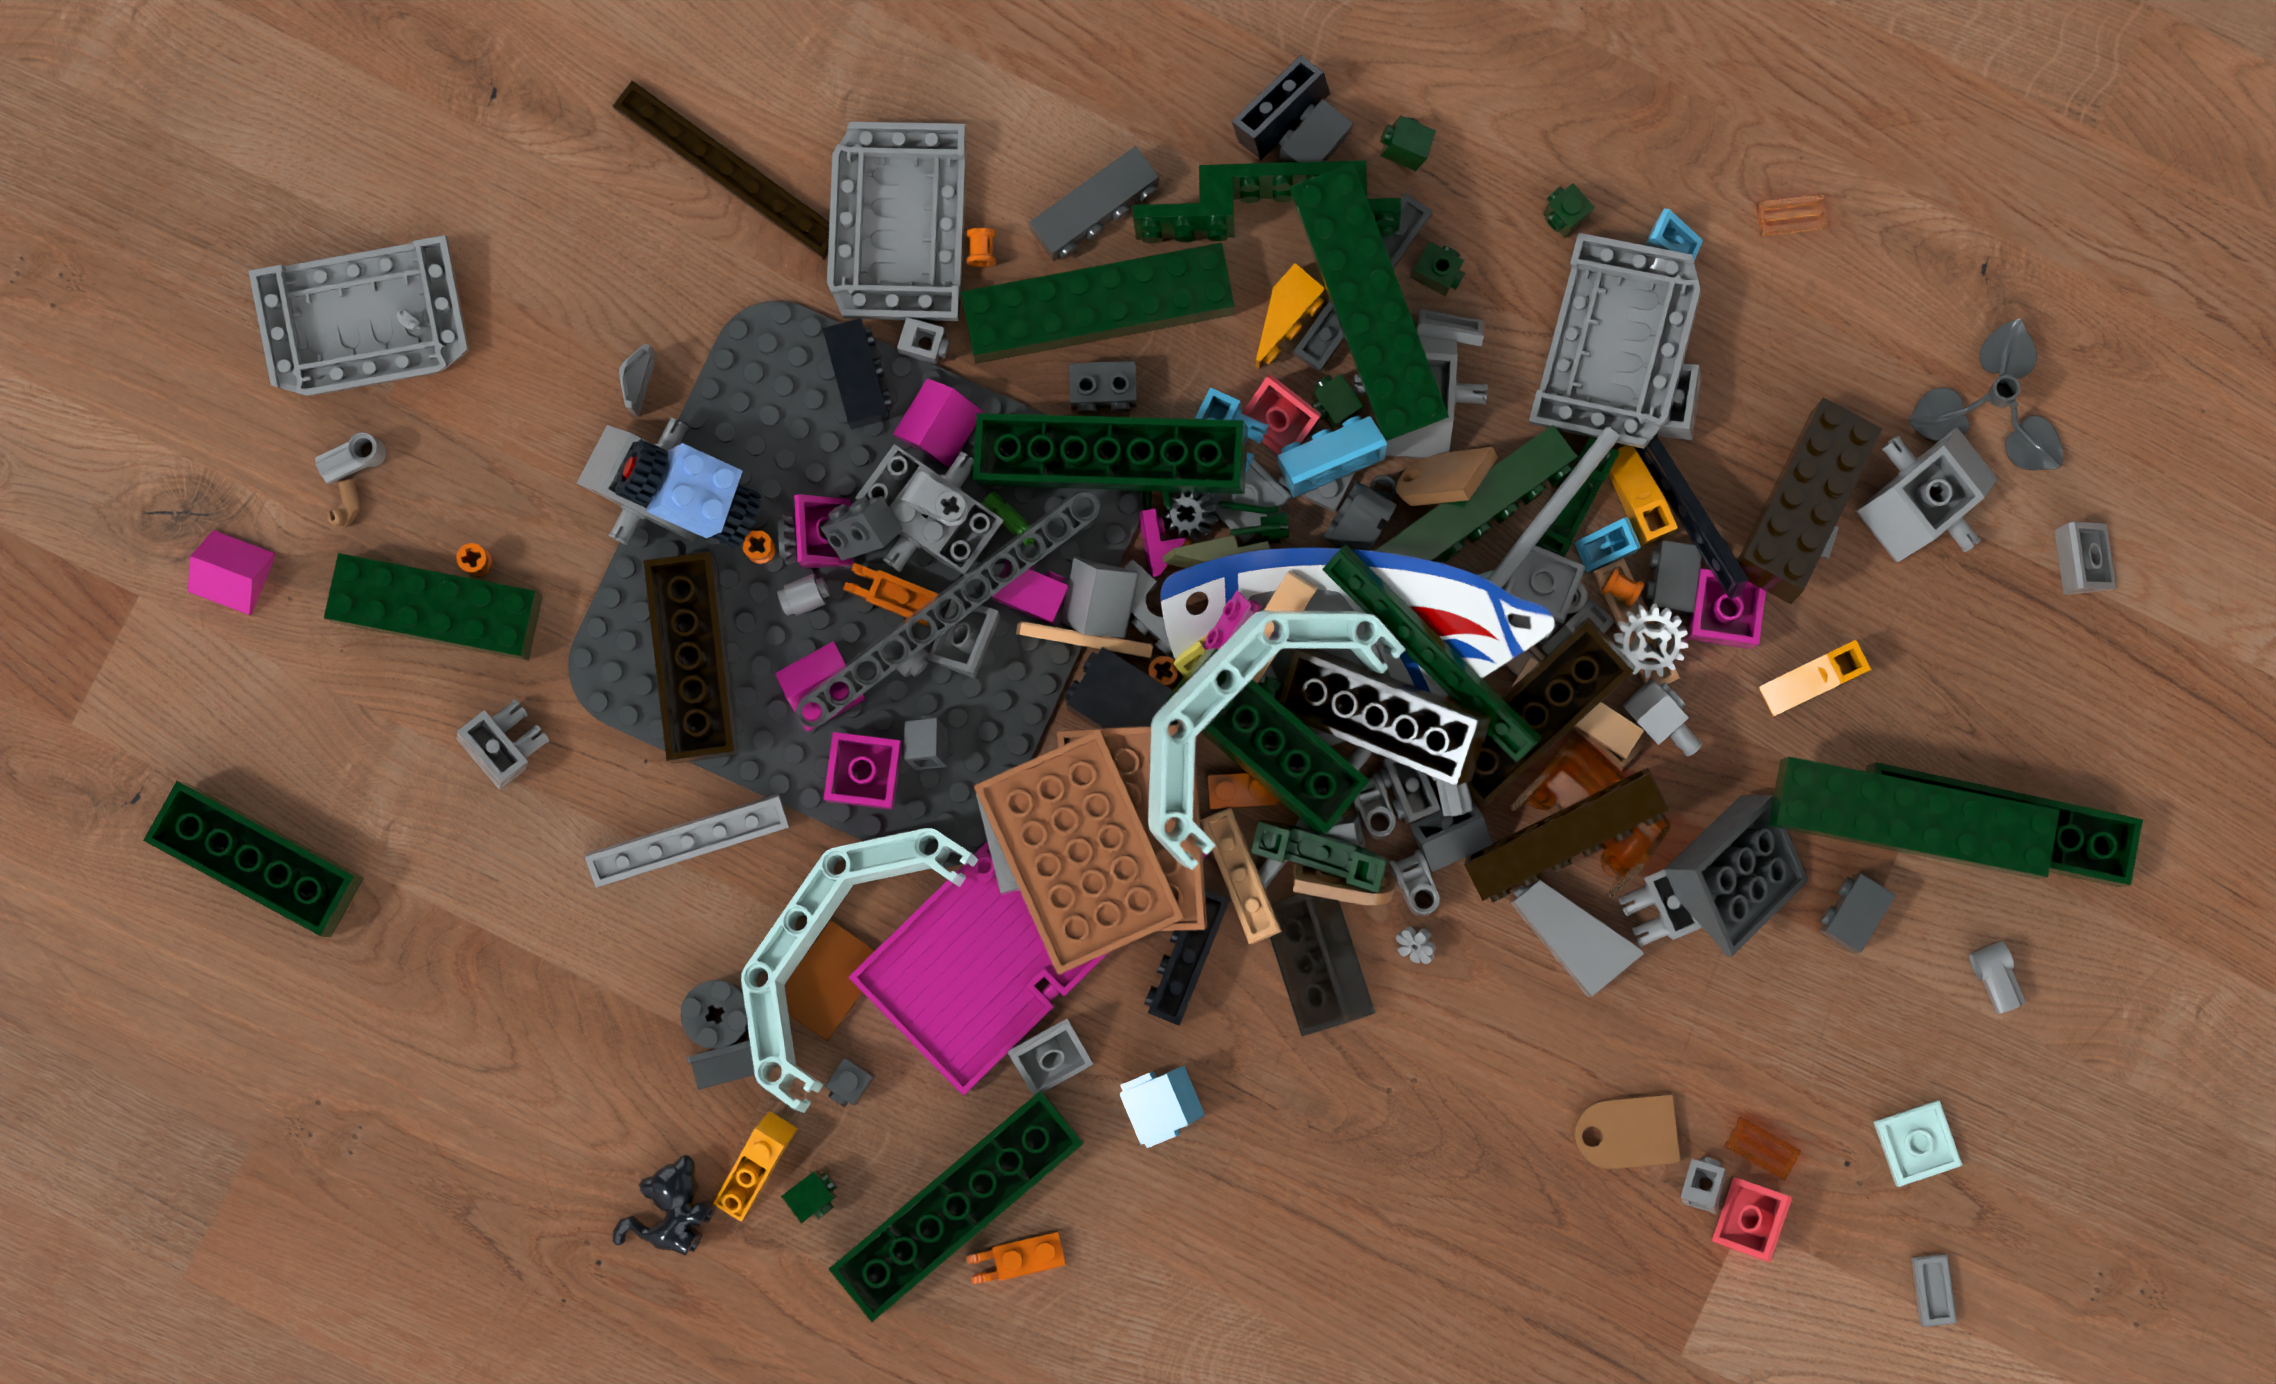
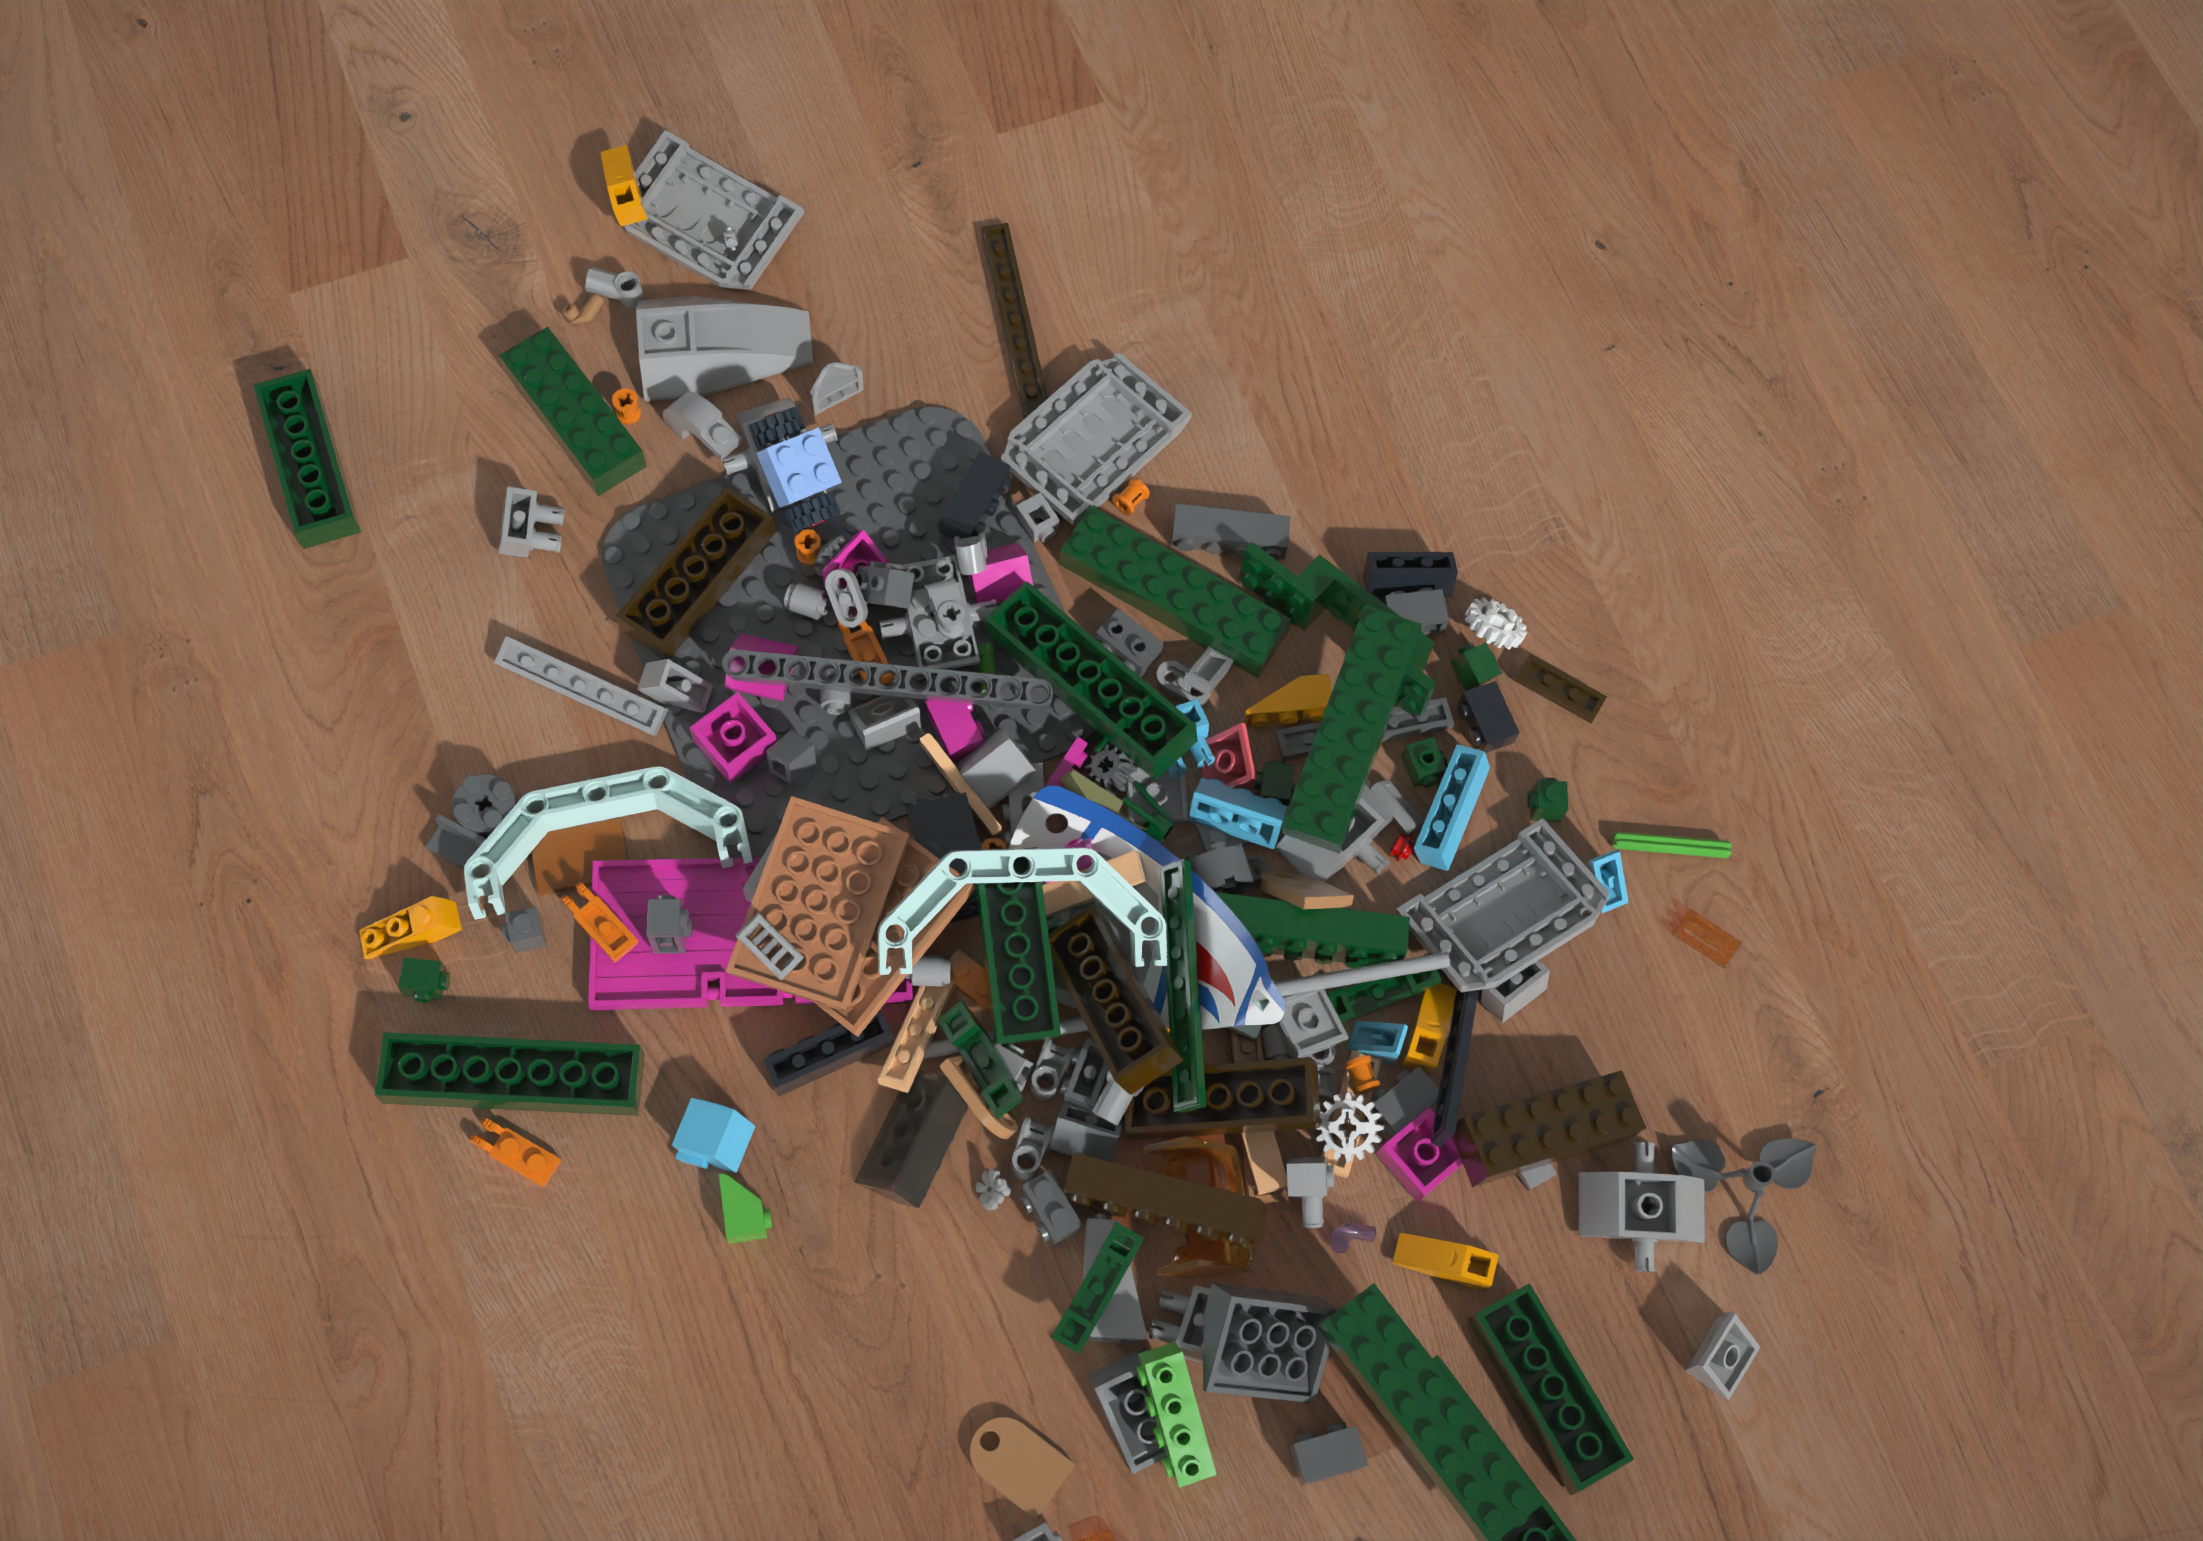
camera: 35 degrees right, 15 degrees down
(229, 571) = (473, 288): dark pink slope -> none
(265, 358) = (623, 186): none -> light orange slope
(492, 430) = (716, 344): none -> light grey wedge
(549, 519) = (698, 416): none -> light grey arch
(672, 1191) = (340, 896): black animal -> none
(768, 771) = (674, 686): none -> light grey slope
(838, 566) = (844, 598): none -> light grey plate
(907, 431) = (971, 554): none -> light grey piece
(910, 1023) = (601, 924): none -> orange hinge
(969, 976) = (668, 925): none -> dark grey brick
(1045, 924) = (749, 927): none -> light grey slope
(1050, 1057) = (672, 1034): light grey slope -> none
(1178, 376) = (1177, 688): none -> light grey plate
(1191, 350) = (1208, 670): none -> light grey tile
(1213, 814) = (931, 971): none -> light grey brick
(1241, 1141) = (743, 1212): none -> bright green slope
(1391, 87) = (1495, 623): none -> white gear
(1456, 181) = (1488, 717): none -> black brick
(1477, 918) = (1051, 1209): none -> dark grey brick
(1483, 361) = (1401, 847): none -> red plate
(1491, 97) = (1560, 688): none -> dark brown plate
(1497, 289) = (1452, 807): none -> medium azure brick
(1575, 951) = (1097, 1288): none -> dark green slope
(1682, 1009) = (1126, 1411): none -> dark grey slope
(1697, 156) = (1672, 844): none -> bright green axle
(1720, 720) = (1349, 1232): none -> clear purple arm
(1720, 990) = (1176, 1413): none -> bright green brick
(1979, 707) = (1550, 1389): none -> dark green brick

